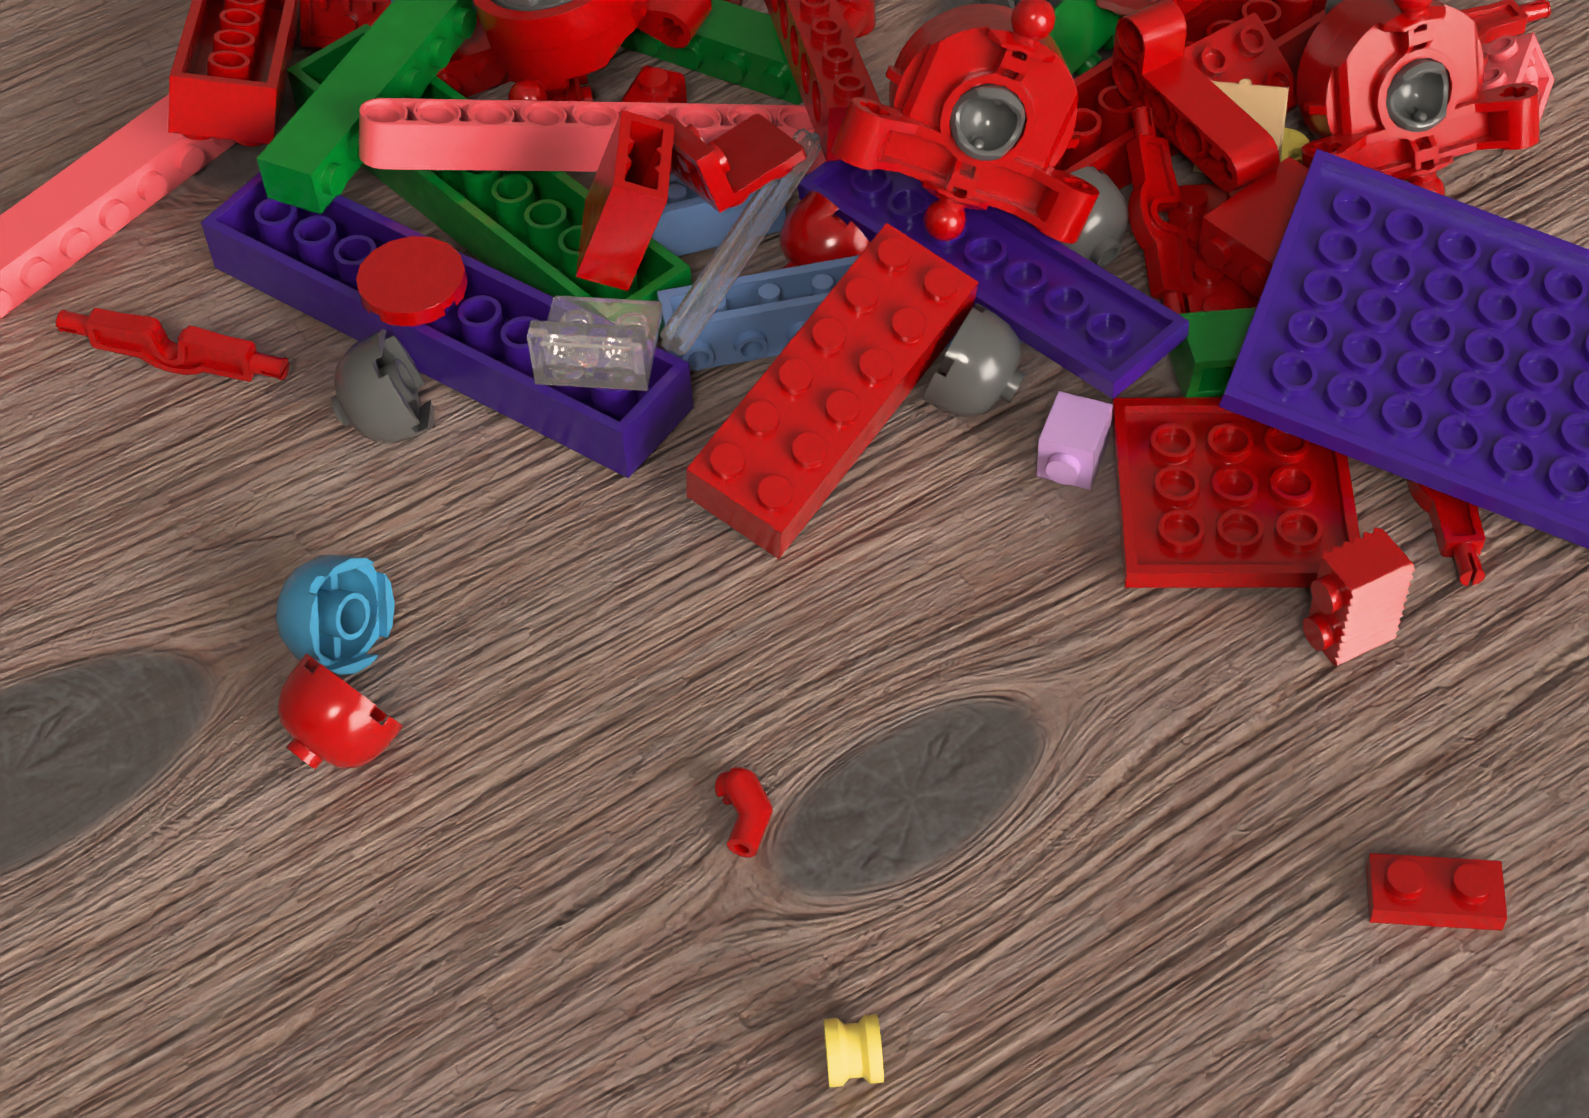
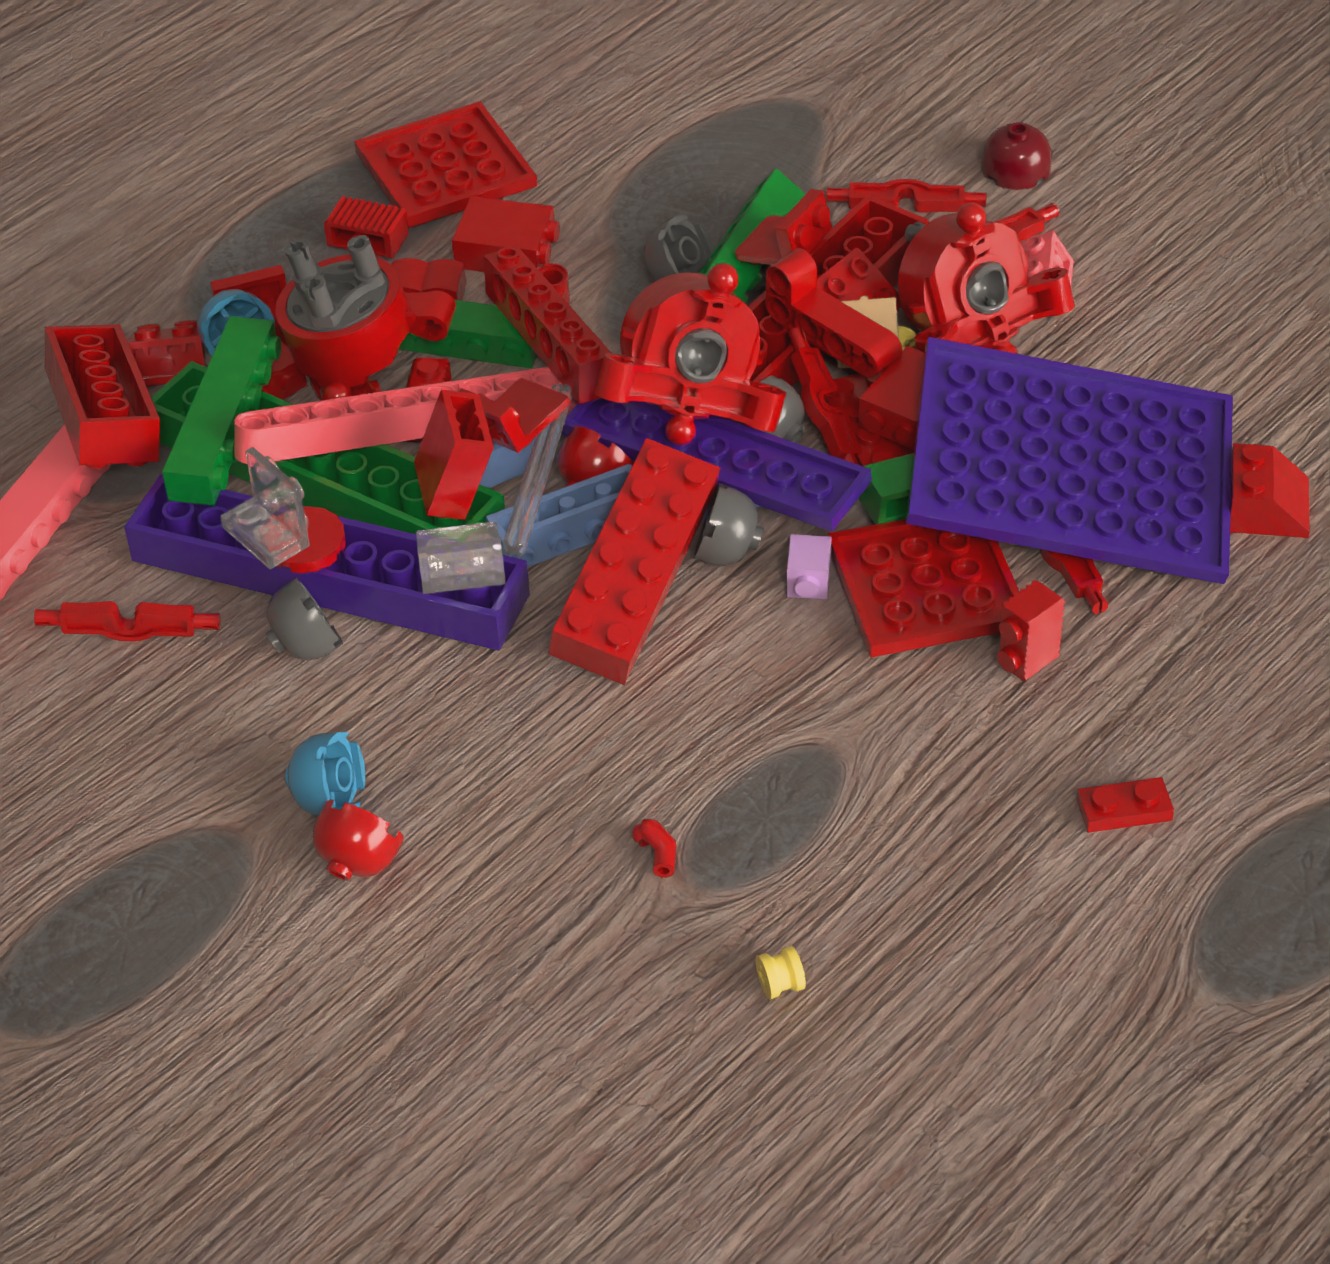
camera: 15 degrees left, 5 degrees down
(364, 249) = (273, 520): none -> clear bracket

